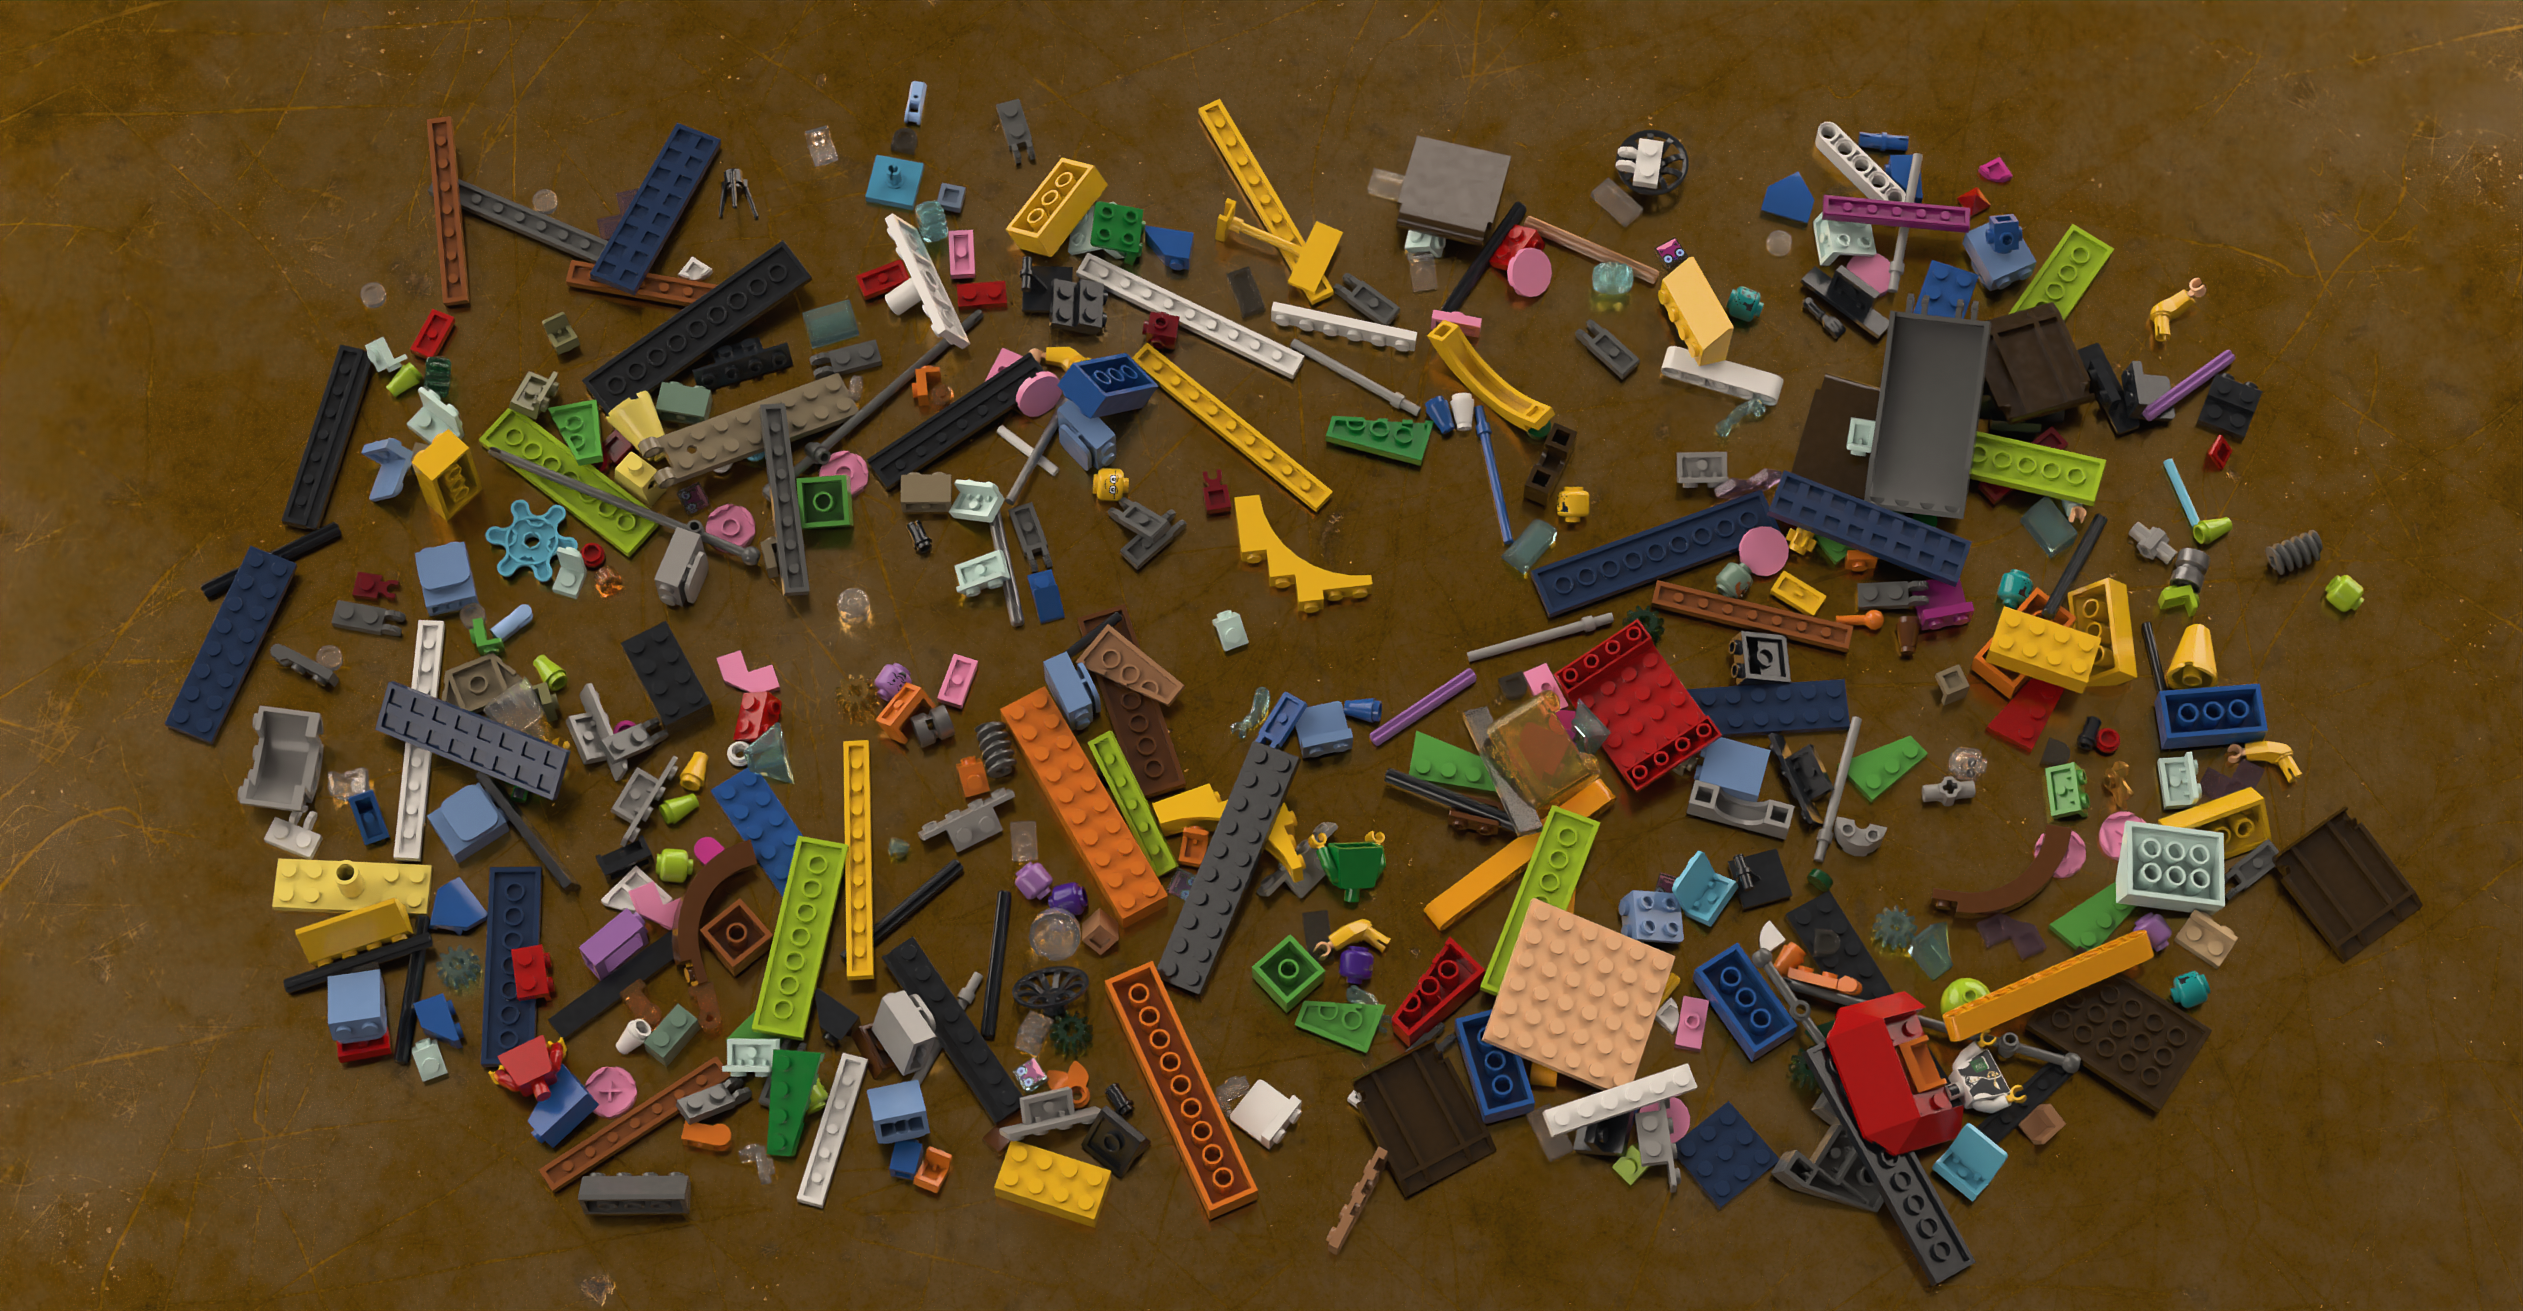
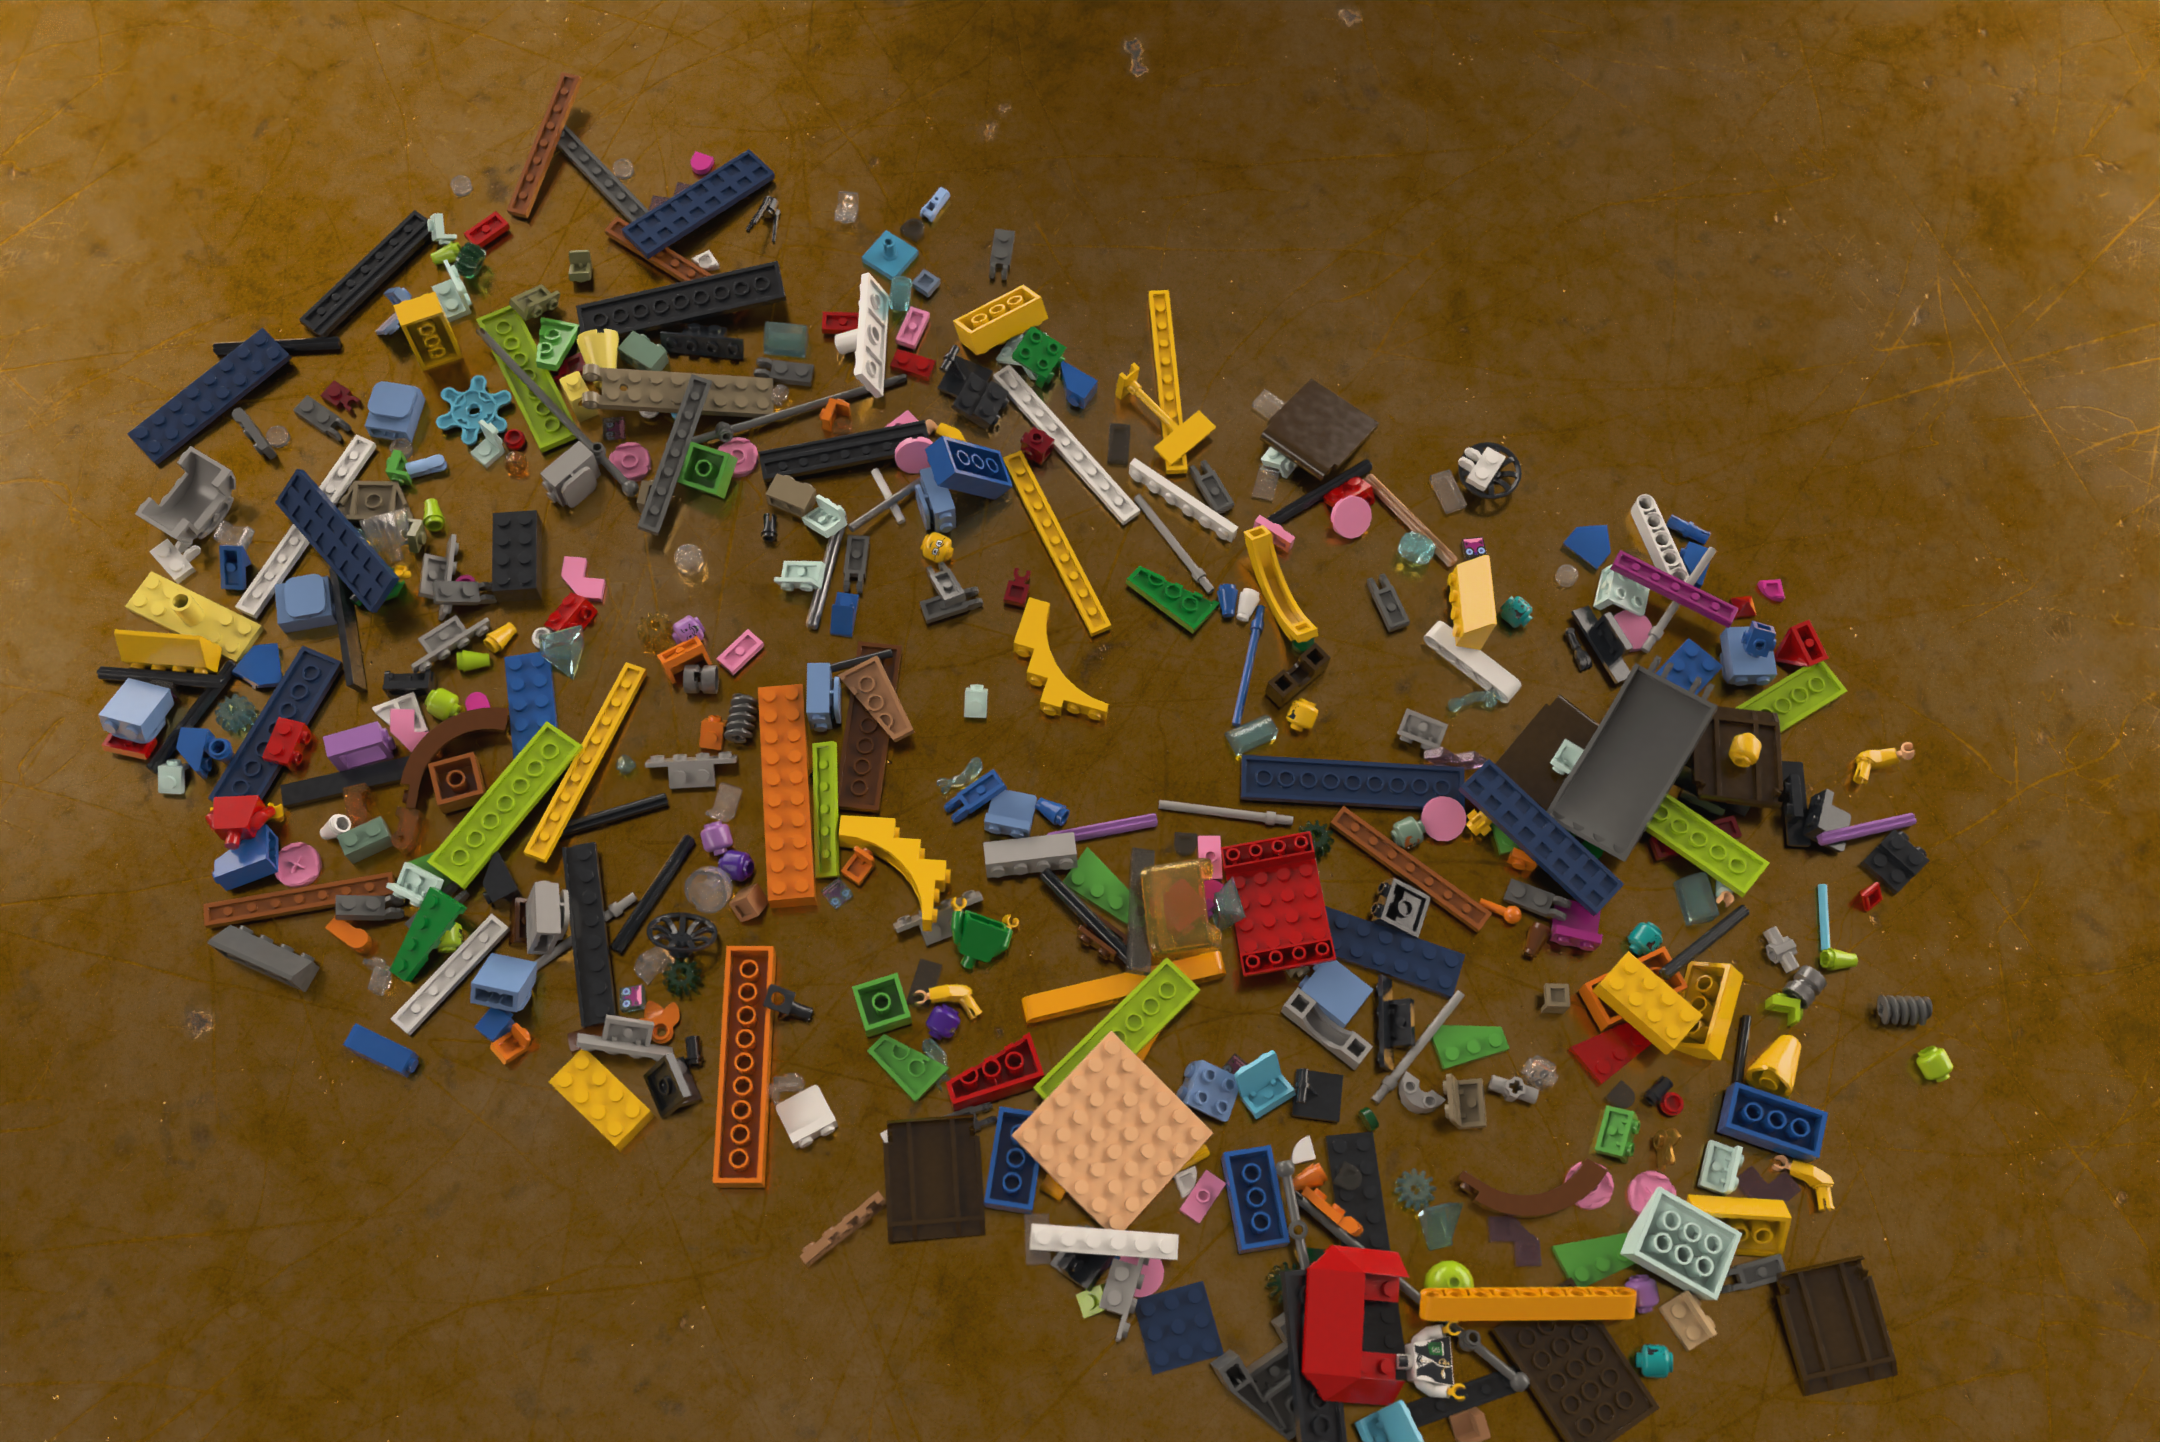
camera: 20 degrees right, 0 degrees up
(470, 1008) = (221, 750): none -> blue cone
(629, 160) = (701, 163): none -> dark pink tile
(807, 1232) = (381, 1051): none -> blue slope
(1192, 1013) = (788, 1006): none -> black bracket
(1227, 868) = (872, 895): black plate -> none
(1364, 762) = (1030, 854): none -> light grey brick
(1798, 594) = (1457, 866): yellow plate -> none
(1908, 823) = (1465, 1102): none -> dark tan bracket
(1919, 1066) = (1382, 1327): orange panel -> none
(2035, 354) = (1745, 750): none -> yellow head
(2049, 221) = (1801, 646): none -> red slope

